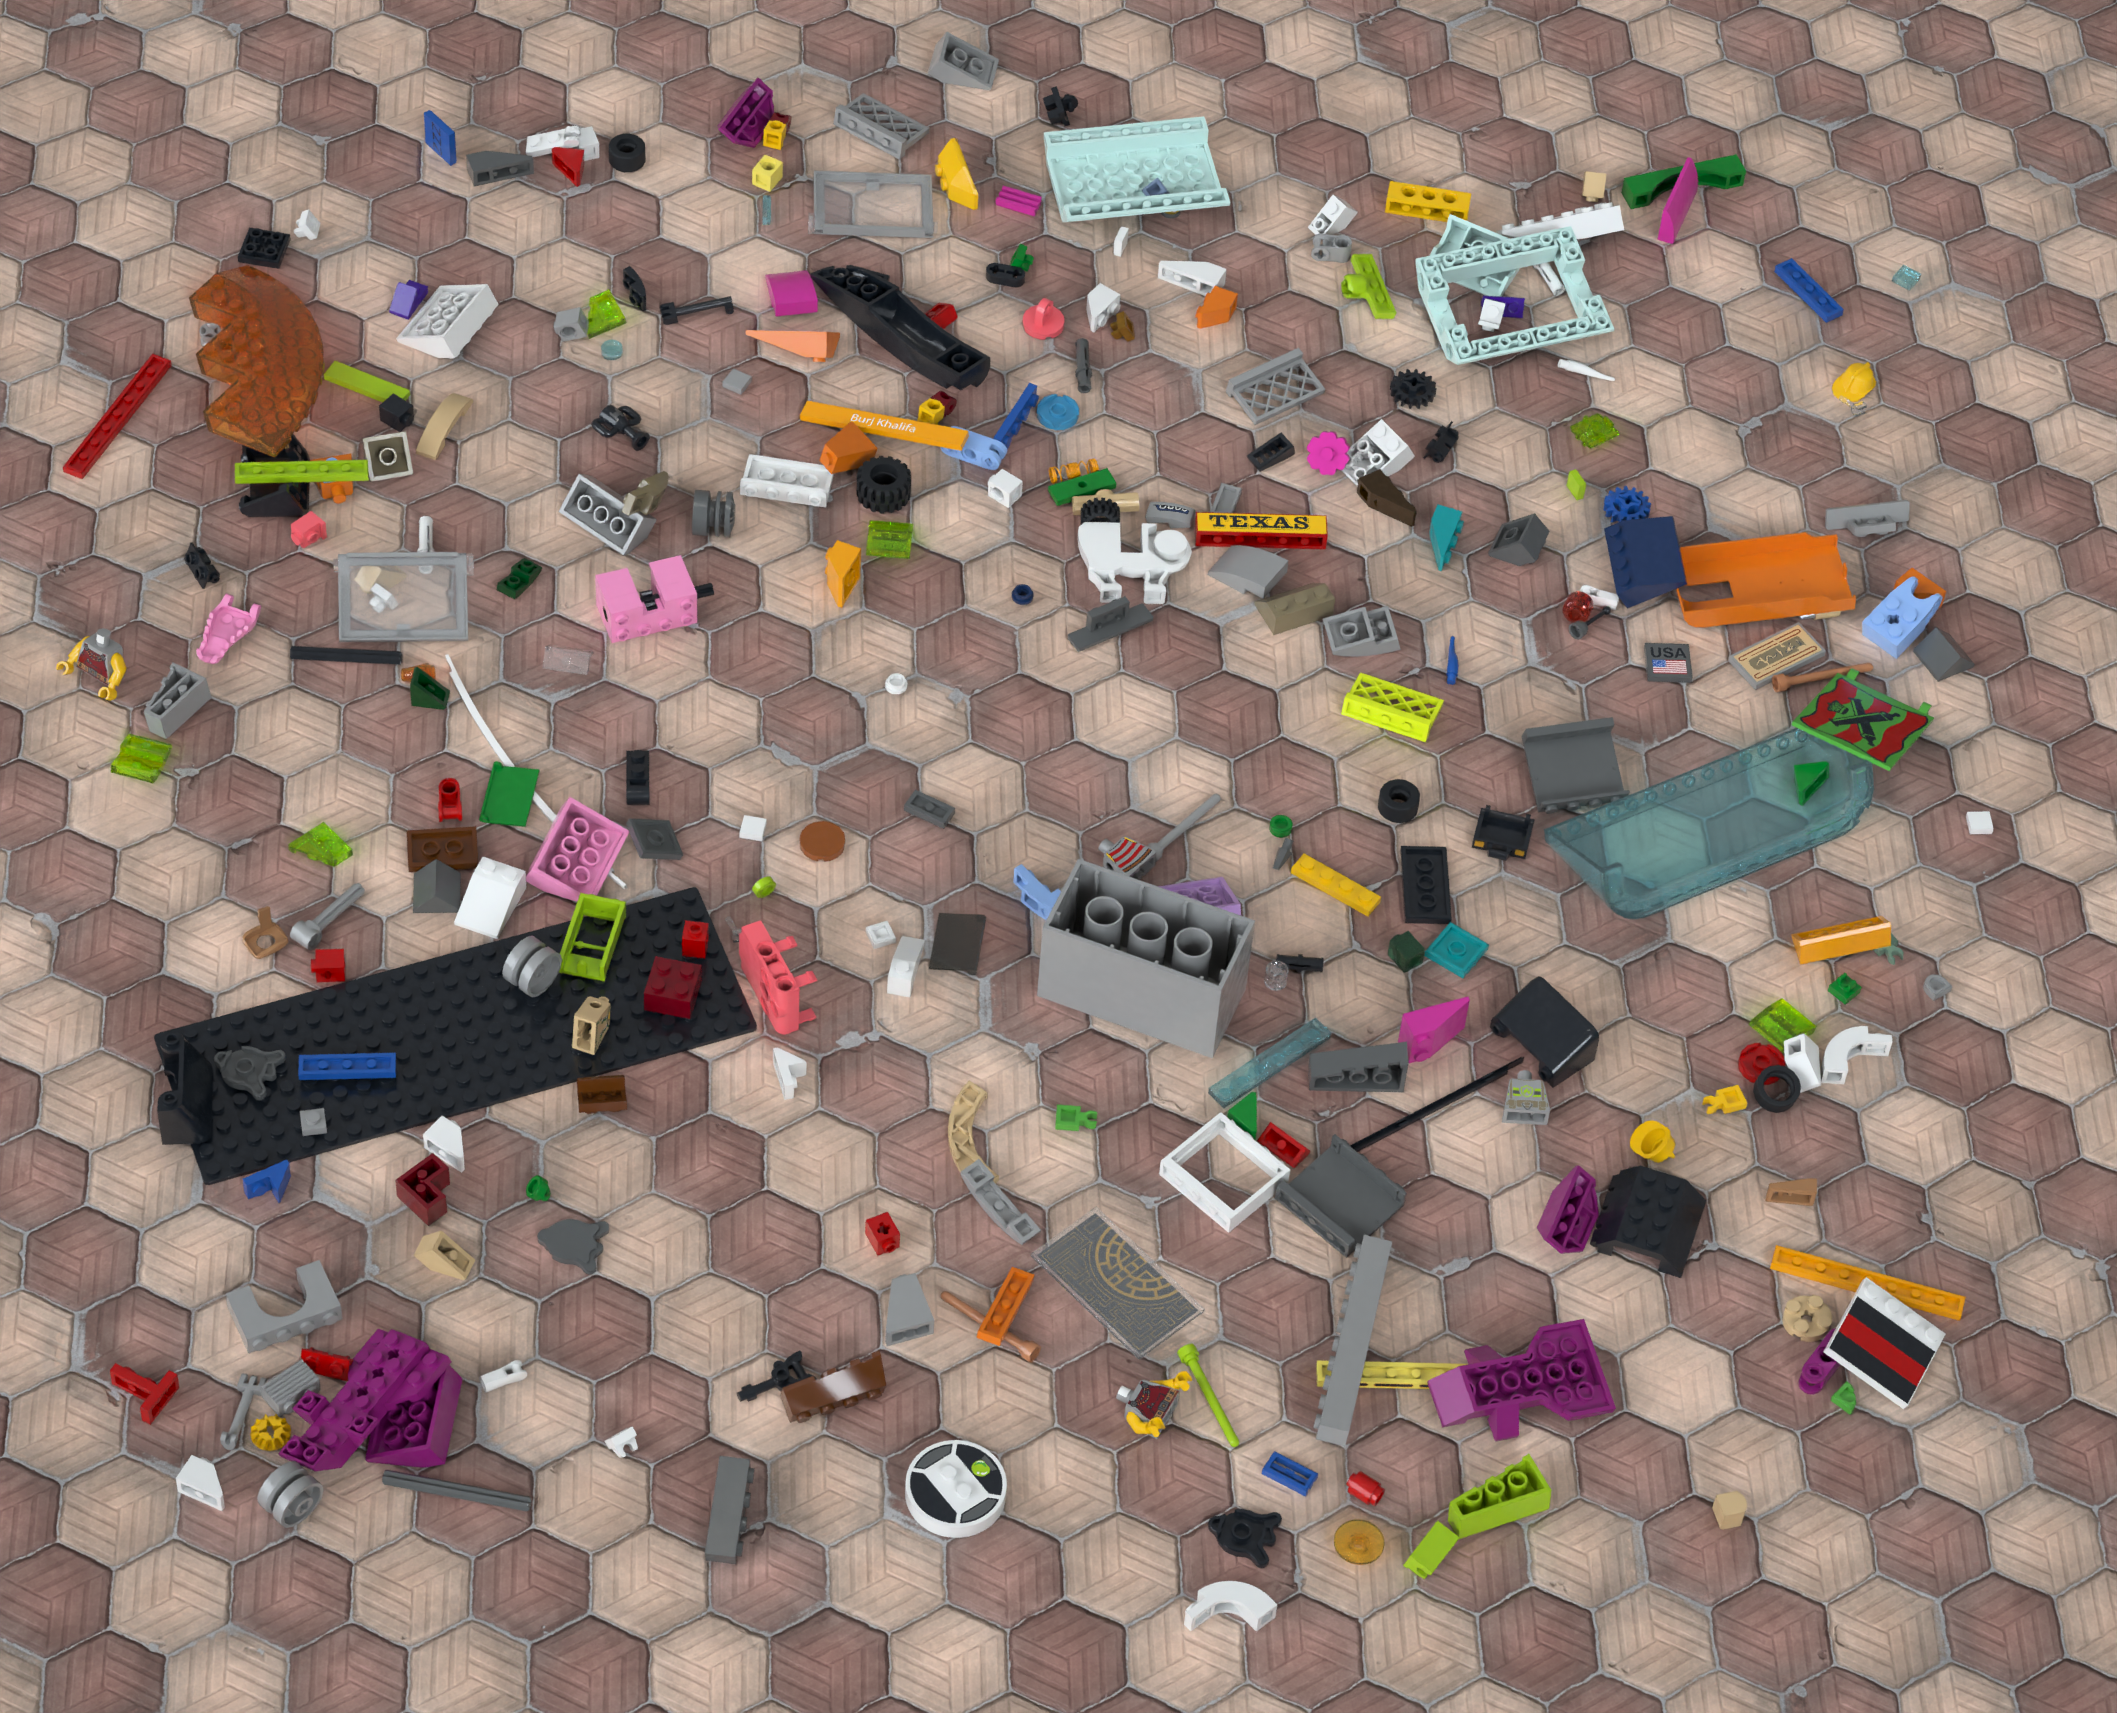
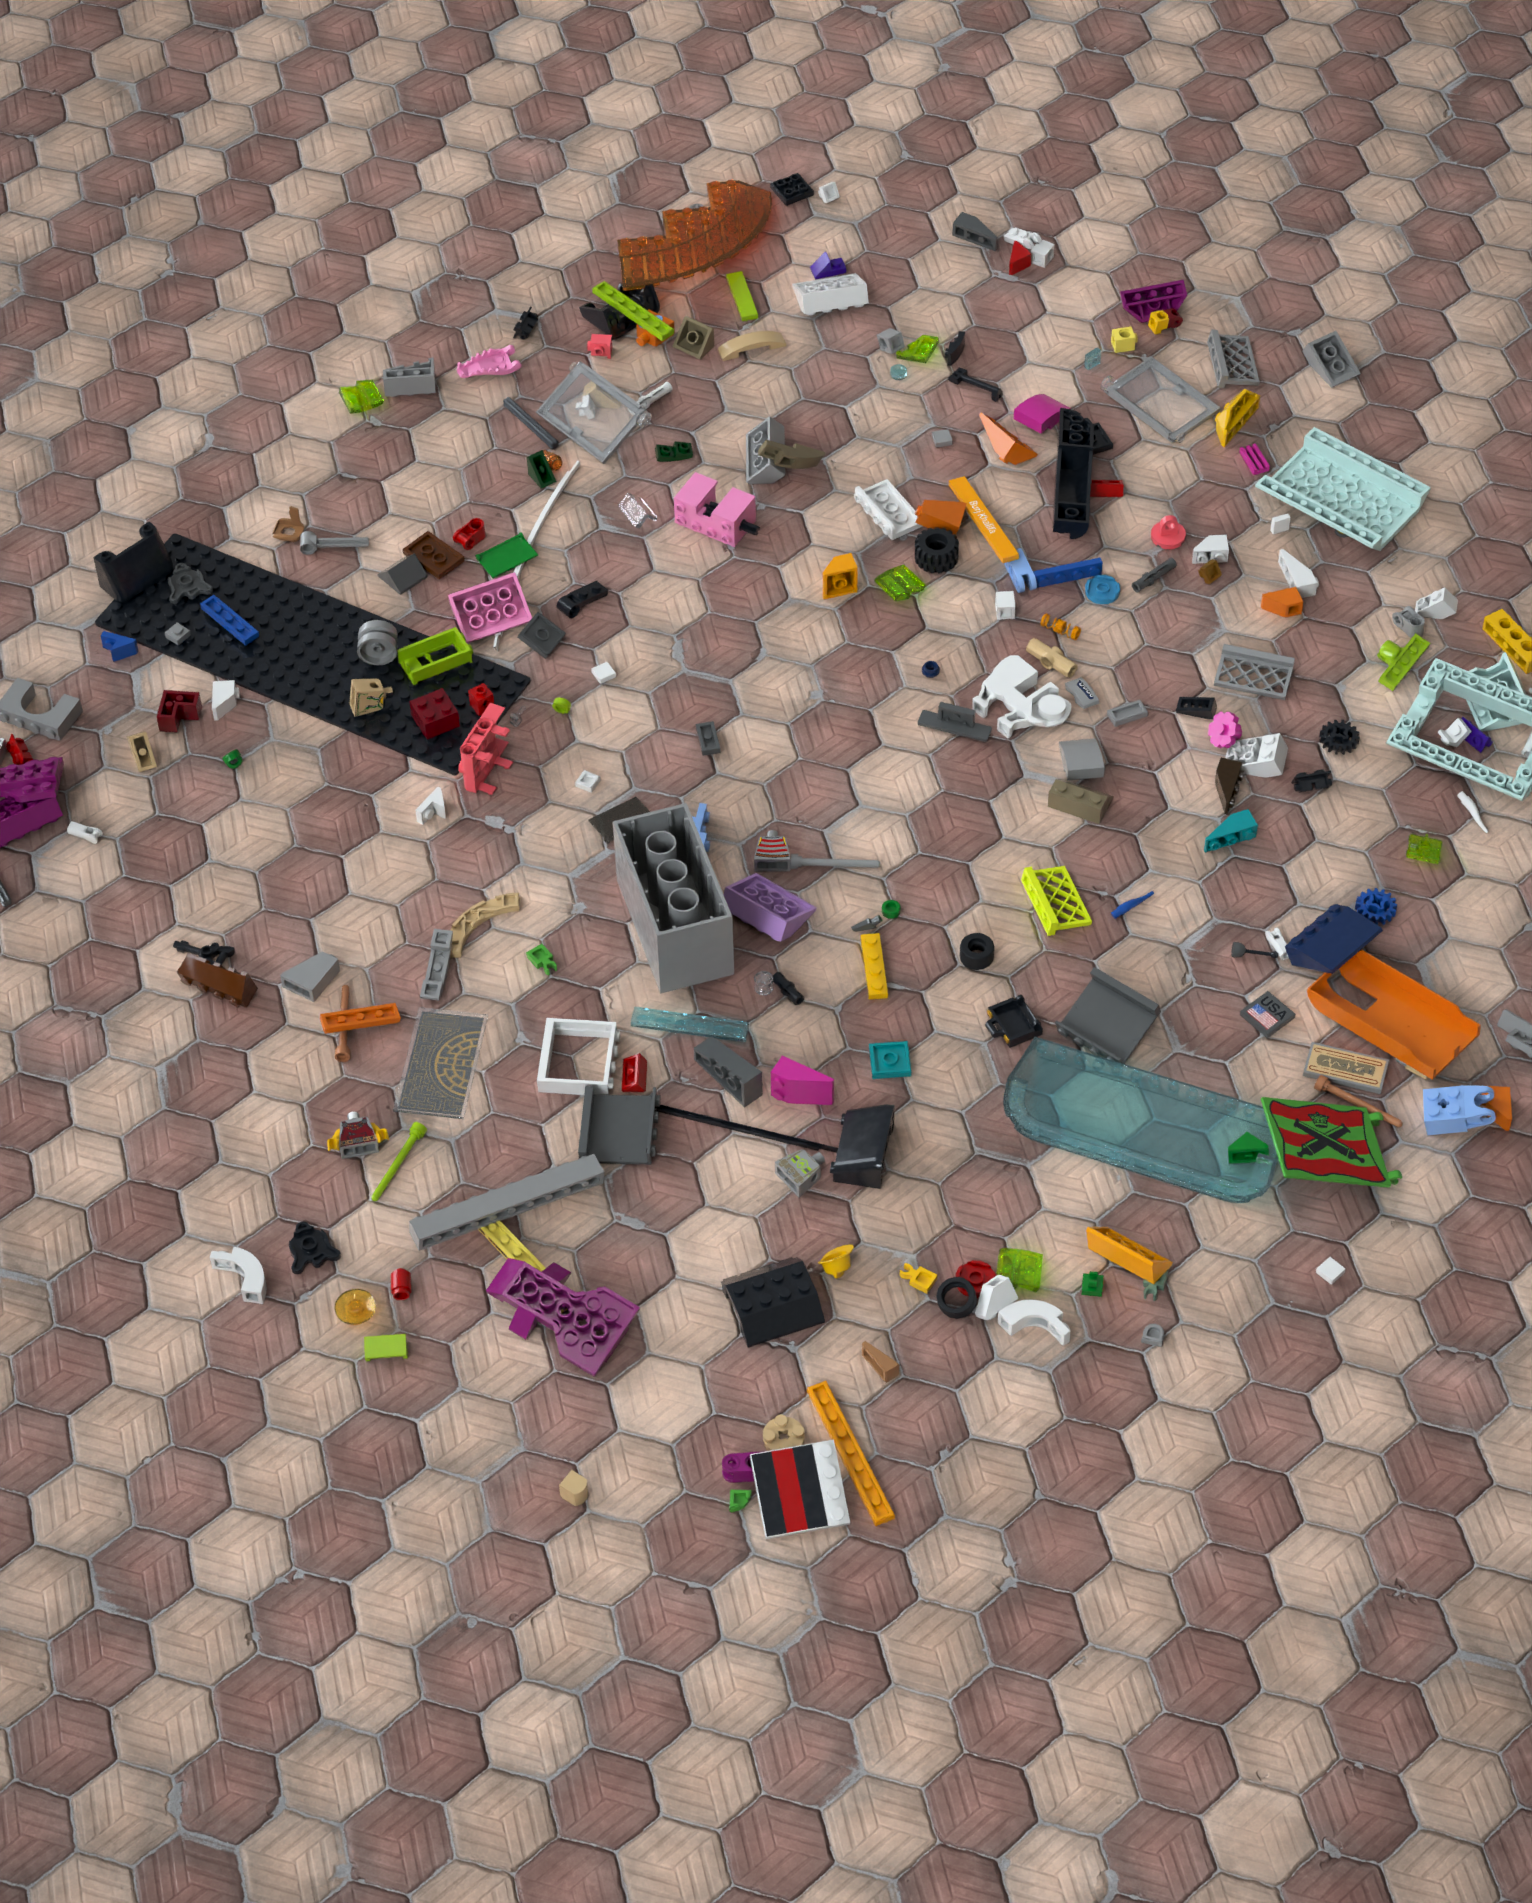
camera: 55 degrees right, 0 degrees up
(100, 659) = (405, 332): torso -> none
(117, 416) = (595, 221): red tile -> none
(322, 845) = (382, 507): clear neon green wing -> none
(329, 965) = (296, 566): red brick -> none
(396, 412) = (733, 320): black brick -> none
(440, 137) = (961, 192): blue tile -> none
(491, 897) = (420, 597): white slope -> none
(574, 1242) = (211, 799): dark grey tile -> none
(601, 1094) = (327, 738): reddish brown bracket -> none
(618, 423) = (841, 411): black piece -> none
(625, 1437) = (87, 910): white tile -> none
(627, 153) = (1058, 273): black tyre -> none
(712, 513) = (815, 492): dark grey wheel -> none
(728, 1510) = (82, 989): dark grey wedge -> none
(822, 841) = (629, 708): dark orange tile -> none
(882, 1233) = (358, 928): red brick -> none
(896, 684) = (789, 660): white plate -> none
(904, 966) = (573, 805): white slope -> none
(936, 408) = (1030, 533): yellow leg -> none
(955, 1488) = (204, 1085): piece -> none
(1005, 275) = (1180, 490): black beam -> none
(1021, 259) = (1202, 489): green tile -> none
(1064, 104) = (1356, 424): black hips -> none
(1081, 486) = (1052, 638): green tile -> none
(1107, 509) = (1034, 657): black tyre -> none
(1155, 188) = (1343, 508): sand blue slope -> none
(1245, 1114) = (632, 1039): green slope -> none
(1261, 530) = (1122, 742): brick -> none
(1288, 1477) = (380, 1253): blue tile -> none
(1362, 632) = (1098, 845): light grey slope -> none
(1406, 951) = (855, 1033): clear green brick -> none
(1425, 885) = (926, 1010): black tile -> none
(1502, 1499) = (457, 1358): lime wedge -> none
(1520, 540) = (1275, 872): dark grey slope -> none
(1570, 1212) = (726, 1253): magenta wedge -> none
(1576, 484) = (1362, 869): lime tile -> none
(1577, 606) = (1253, 936): clear red head -> none
(1942, 655) = (1461, 1157): dark grey slope -> none

